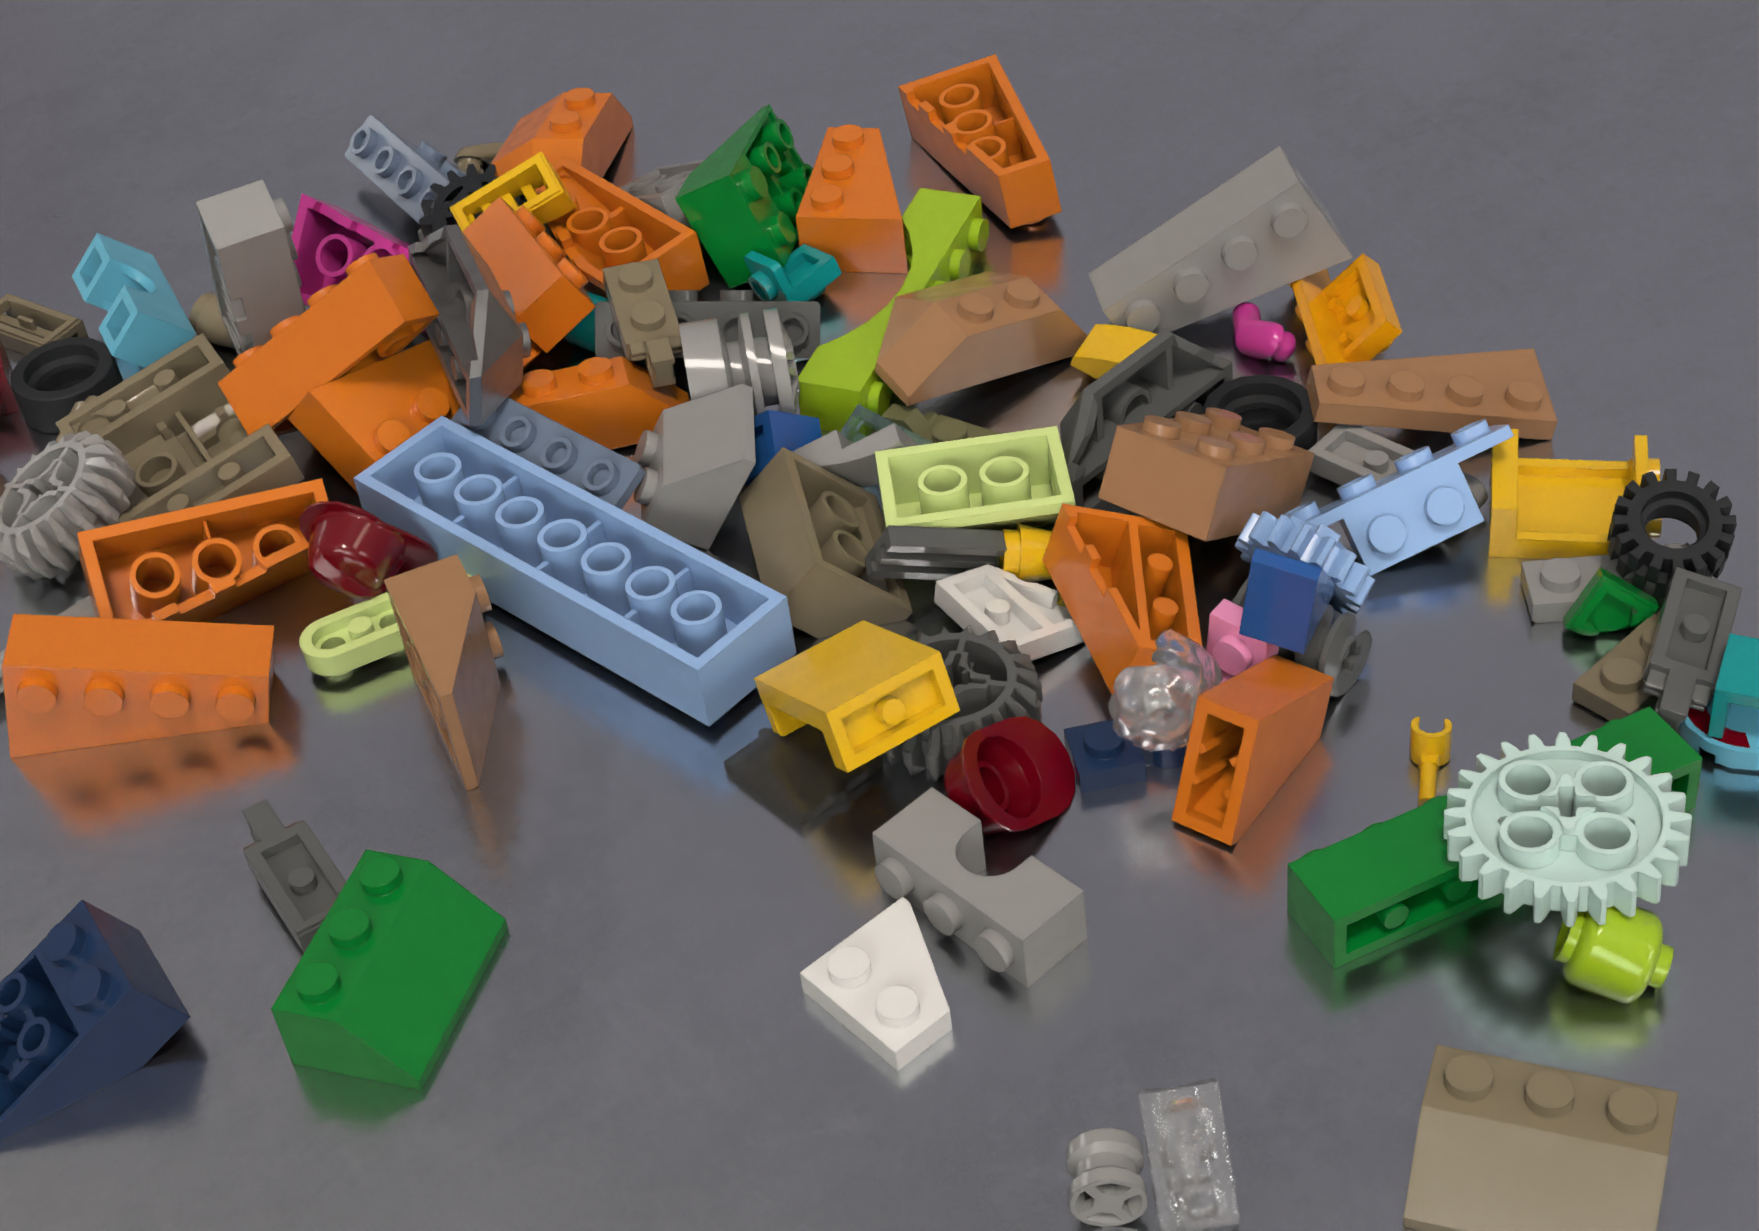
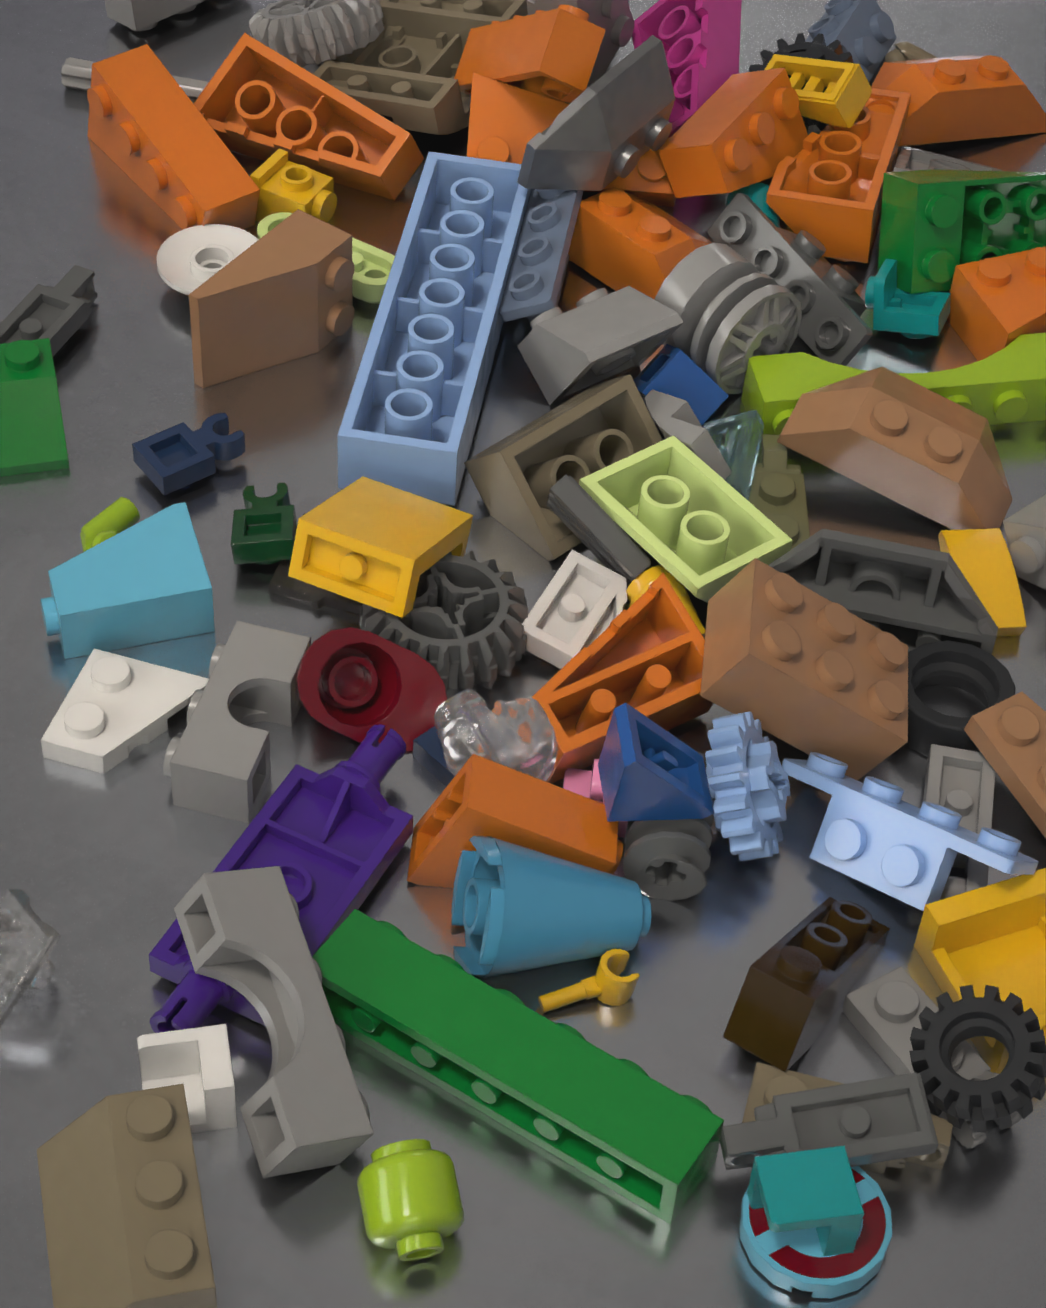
camera: 50 degrees right, 5 degrees up
(286, 605) = (292, 187): none -> yellow brick
(325, 707) = (199, 253): none -> white dish
(357, 550) = (350, 195): dark red piece -> none
(582, 820) = (186, 456): none -> dark blue plate
(644, 317) = (749, 218): dark tan hinge -> none
(654, 928) = (109, 522): none -> lime arm
(734, 794) = (265, 528): none -> dark green plate
(748, 909) = (132, 588): none -> medium azure slope
(1209, 928) = (332, 845): none -> dark purple plate
(1344, 759) = (539, 910): none -> dark azure cone
(1394, 1064) = (202, 1063): none -> white panel
(1471, 971) = (250, 937): none -> light grey arch
(1514, 622) = (803, 982): none -> dark brown slope
(1567, 829) = (548, 1070): light aqua gear -> none
(1609, 606) = (879, 1049): green tile -> none

